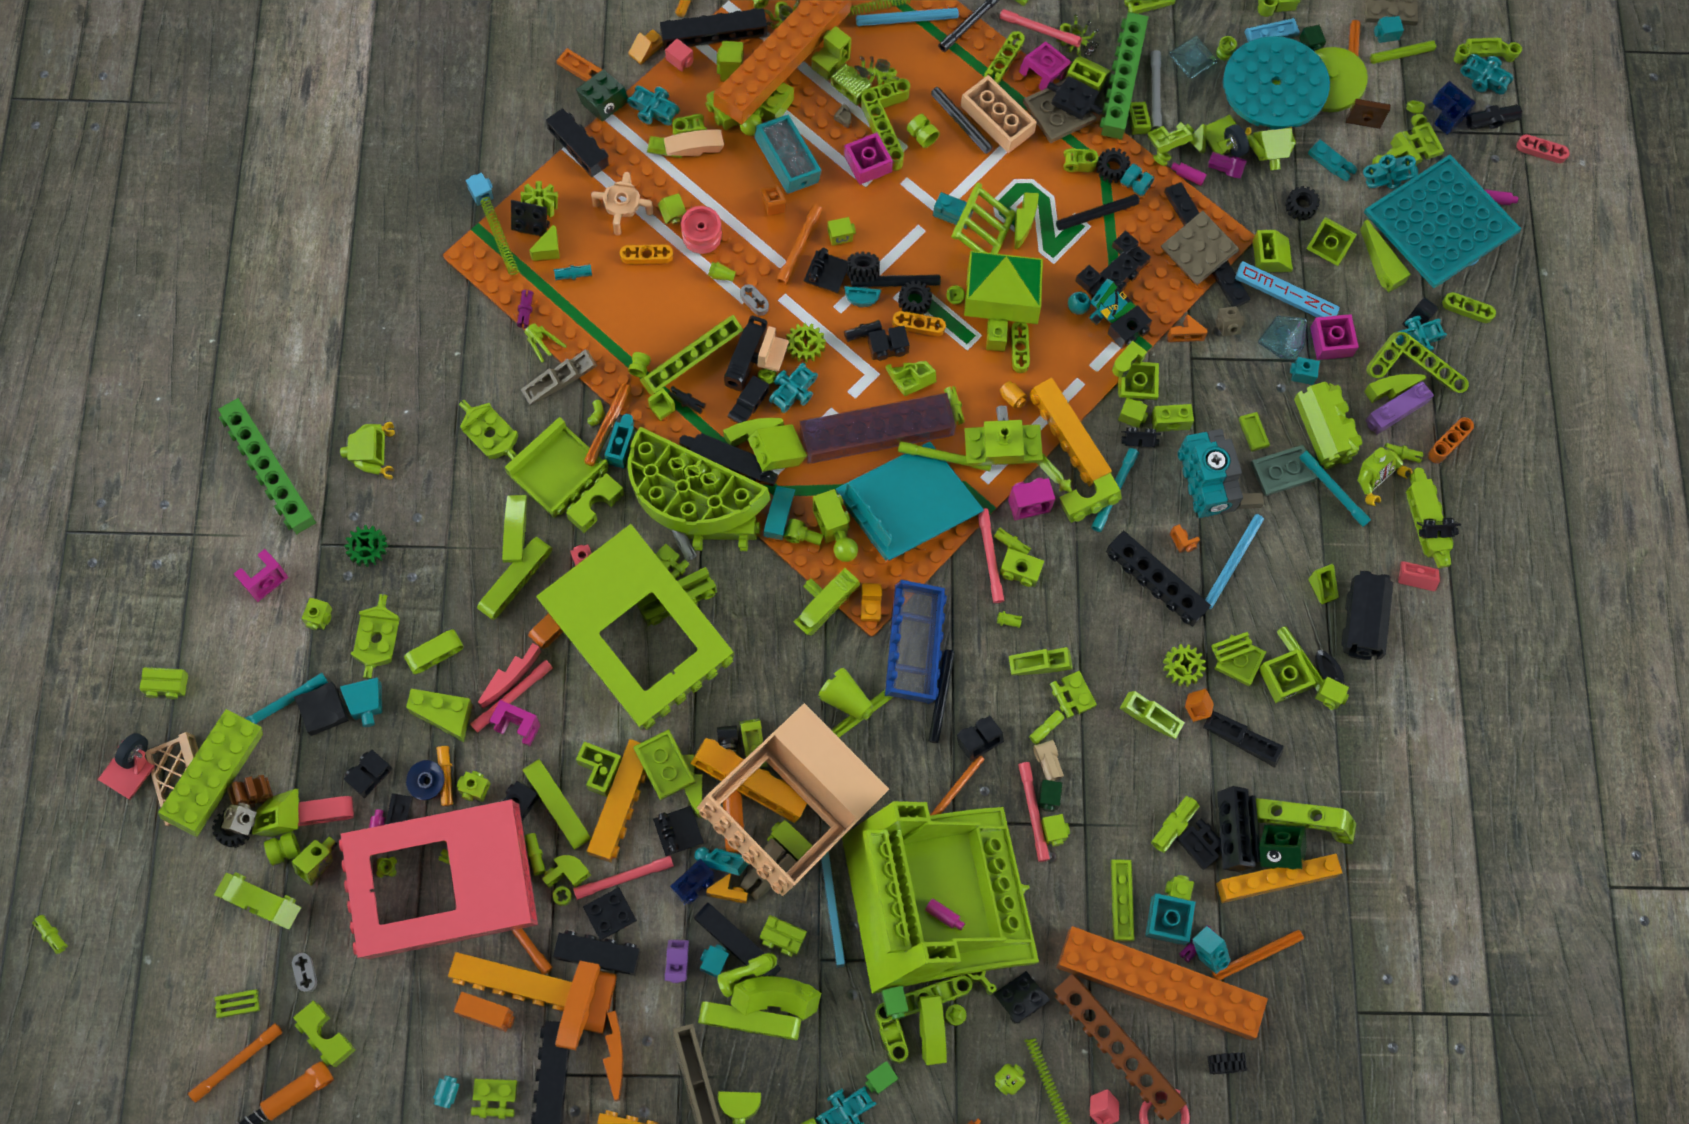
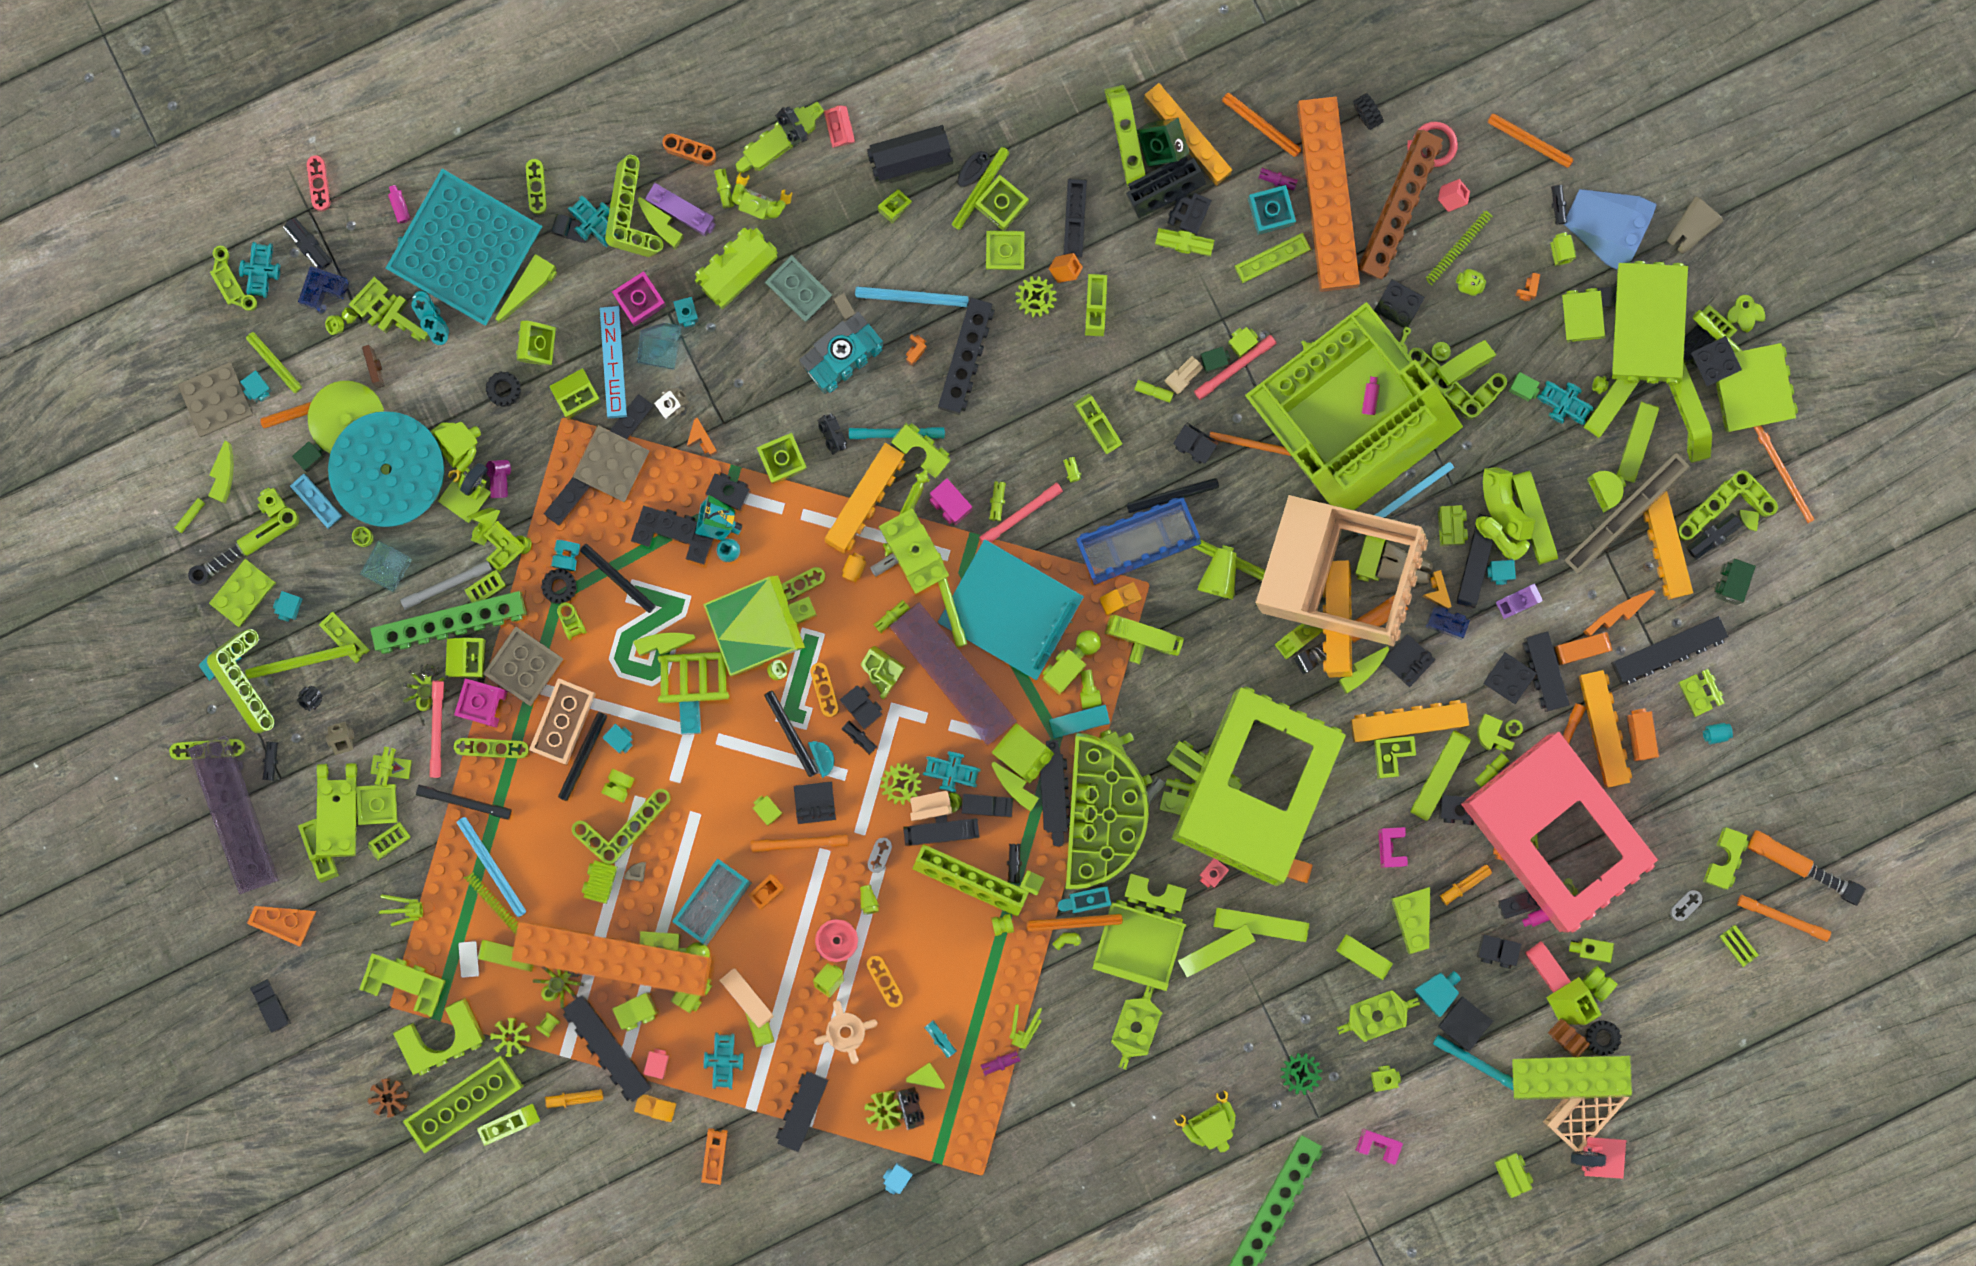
camera: 115 degrees left, 15 degrees up
(49, 934) = (1766, 1134): lime pin -> none
(239, 819) = (1597, 1029): dark tan brick -> none
(261, 902) = (1650, 975): lime brick -> none
(417, 779) = (1486, 902): dark blue dish -> none
(473, 786) = (1456, 853): lime brick -> none
(506, 680) = (1358, 880): coral slope -> none
(509, 269) = (928, 1143): lime piece -> none
(538, 673) = (1396, 878): coral piece -> none
(559, 377) = (1050, 994): dark tan slope -> none
(577, 1005) = (1599, 661): orange slope -> none
(591, 888) = (1446, 661): coral piece -> none
(602, 95) = (737, 1116): dark green brick -> none
(664, 764) = (1363, 699): lime tile -> none
(688, 124) = (728, 1011): lime piece -> none
(722, 860) = (1417, 610): teal plate -> none
(834, 53) = (579, 916): lime brick -> none
(863, 267) = (787, 773): black tyre -> none
(868, 158) = (677, 822): dark pink brick -> none
(881, 70) = (572, 857): animal -> none
(895, 1002) = (1463, 403): bright green brick -> none
(913, 288) = (801, 717): black tyre -> none
(961, 150) = (619, 738): none -> teal brick
(1015, 559) = (1015, 470): lime brick -> none
(1075, 98) = (506, 655): black plate -> none
(1078, 692) = (1107, 378): lime plate -> none
(1125, 360) = (771, 477): lime leg -> none
(1133, 412) = (811, 450): lime brick -> none
(1172, 417) = (799, 412): lime brick -> none
(1179, 887) = (1241, 213): lime brick -> none
(1189, 173) = (525, 511): dark pink cylinder -> none
(1211, 950) = (1282, 163): teal brick -> none
(1248, 642) = (1004, 255): lime tile -> none
(1254, 431) = (771, 332): lime tile -> none
(1332, 160) = (437, 382): teal hinge -> none
(1332, 693) = (999, 156): lime brick -> none
(1360, 516) = (783, 263): teal piece -> none

